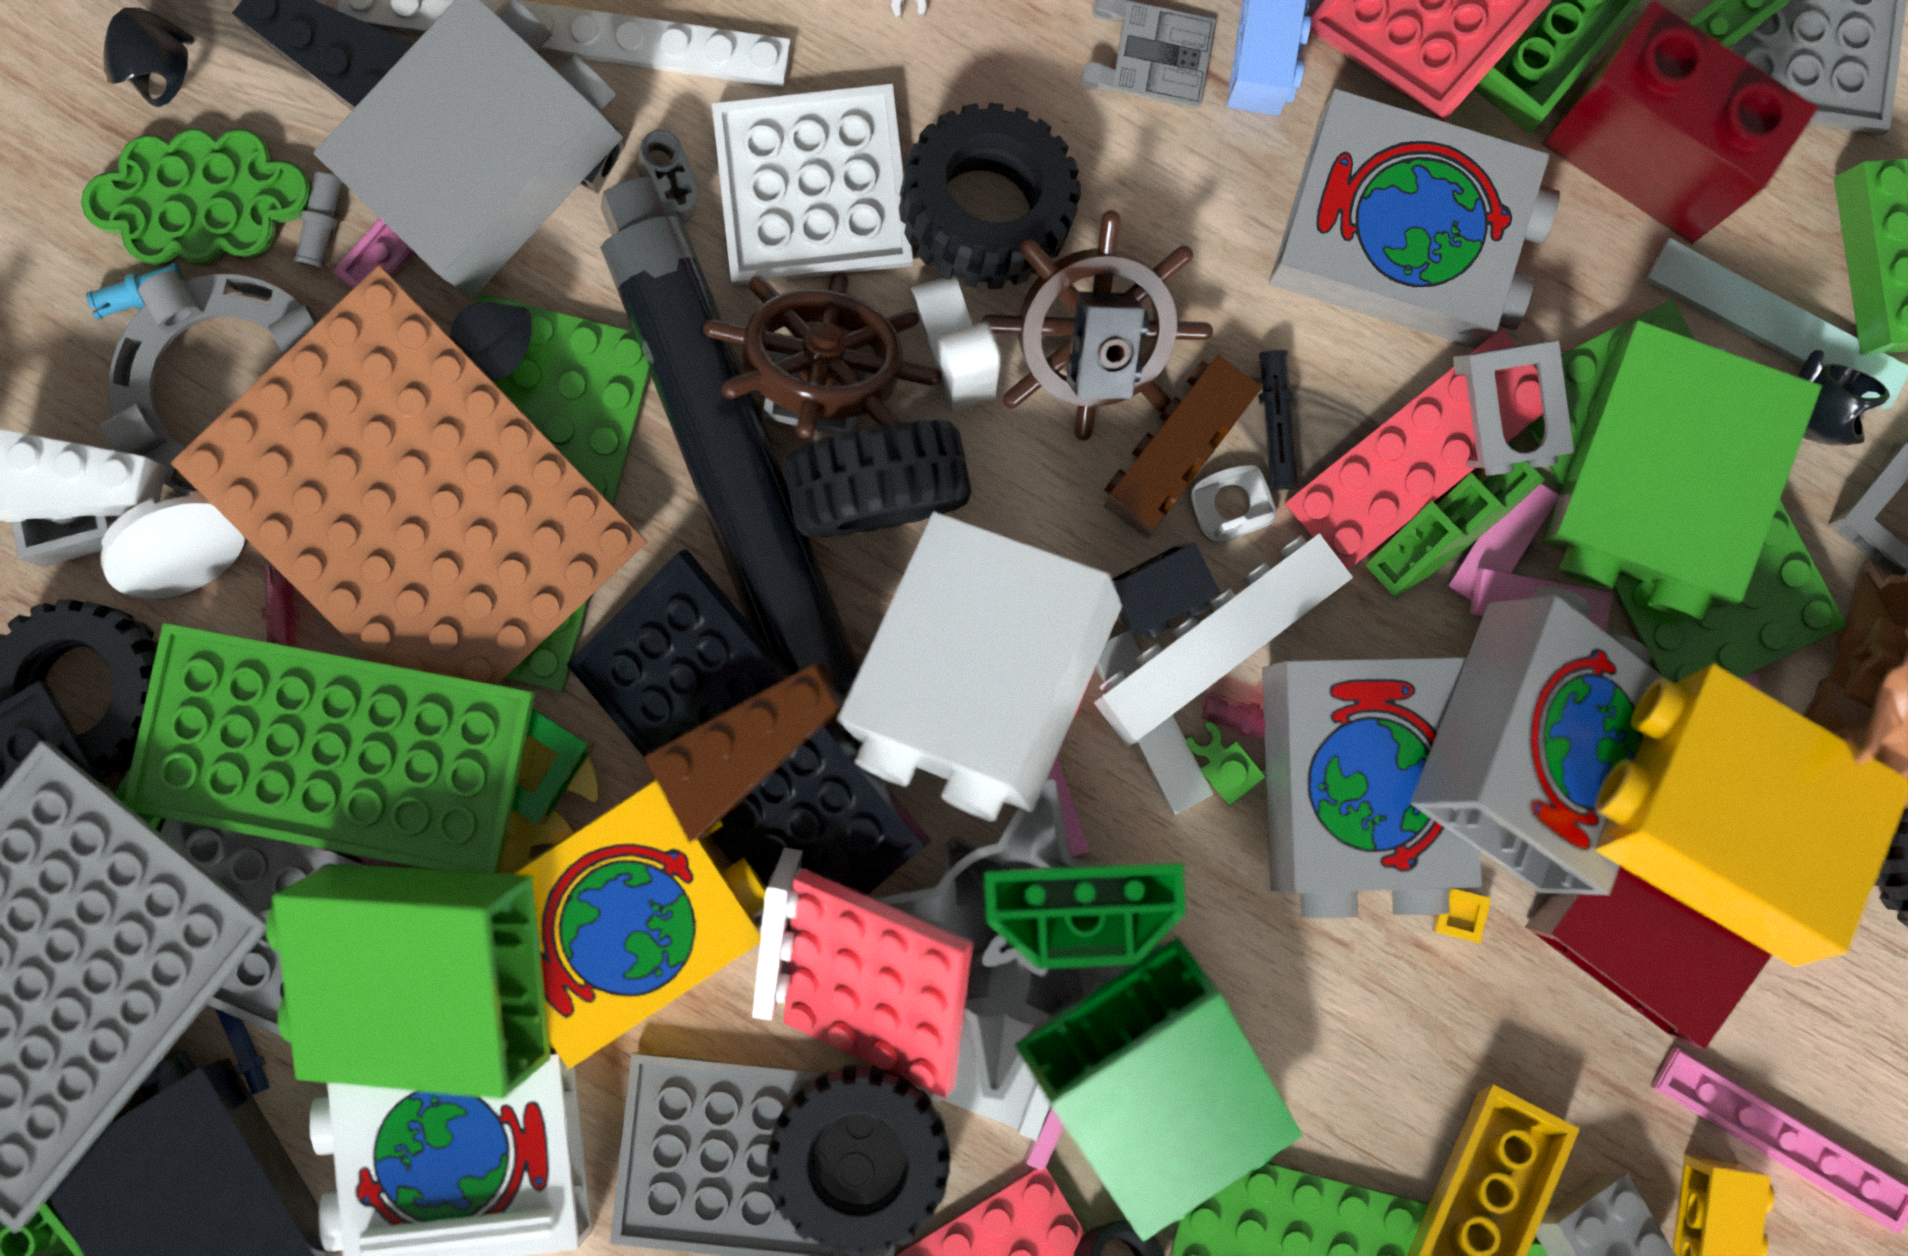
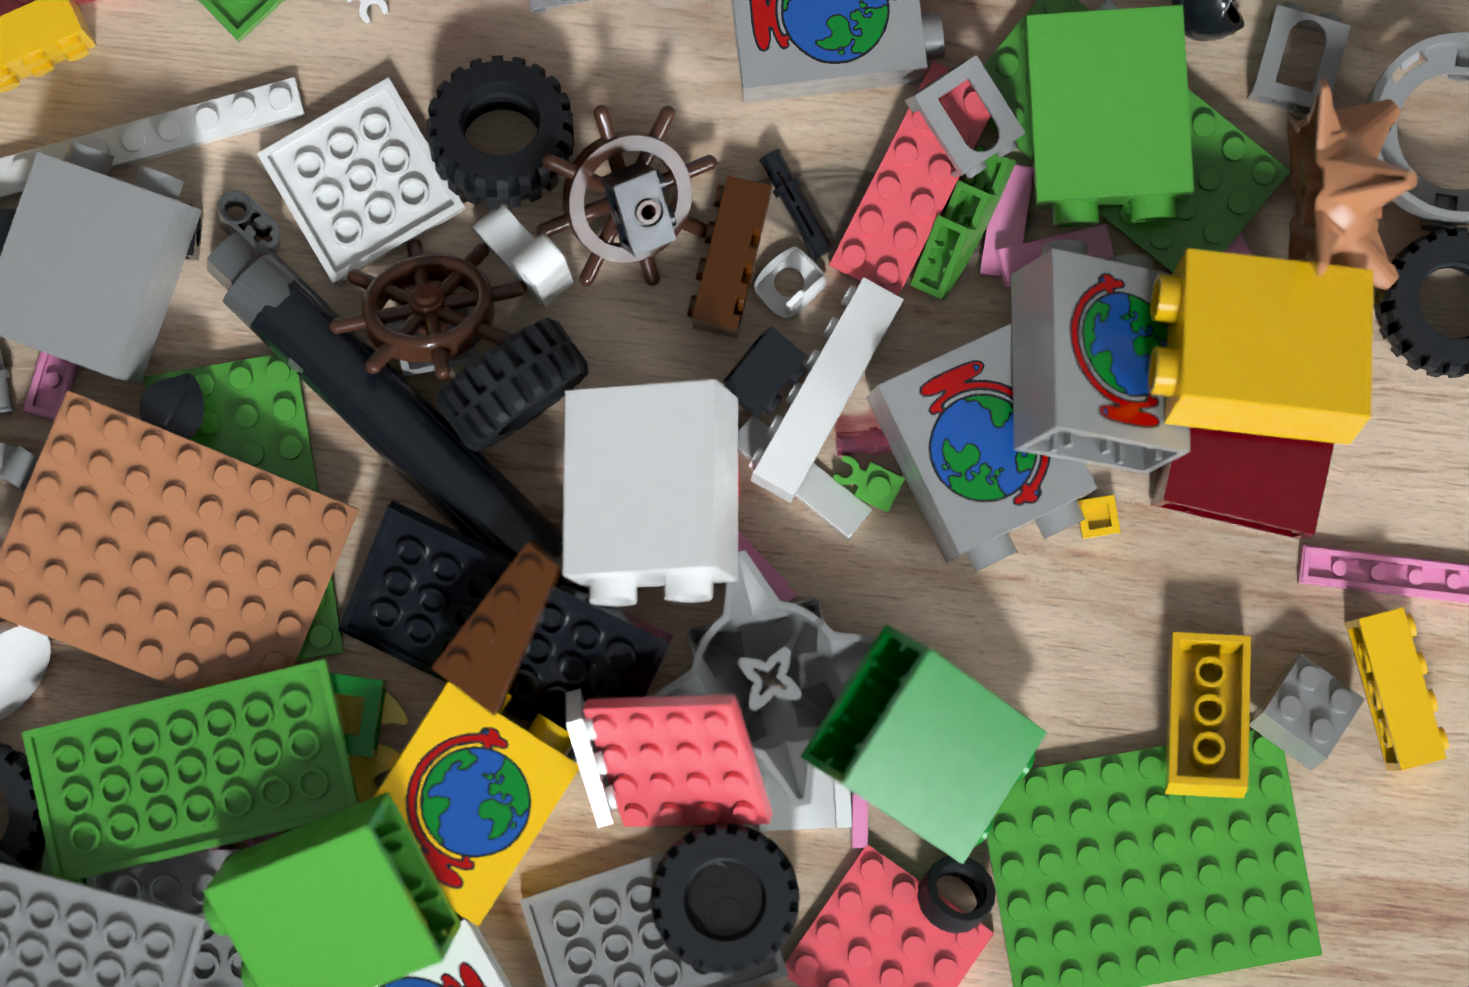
camera: 20 degrees left, 0 degrees up
(279, 608) = (99, 684): clear pink pin -> none
(1085, 911) = (808, 635): green wedge -> none

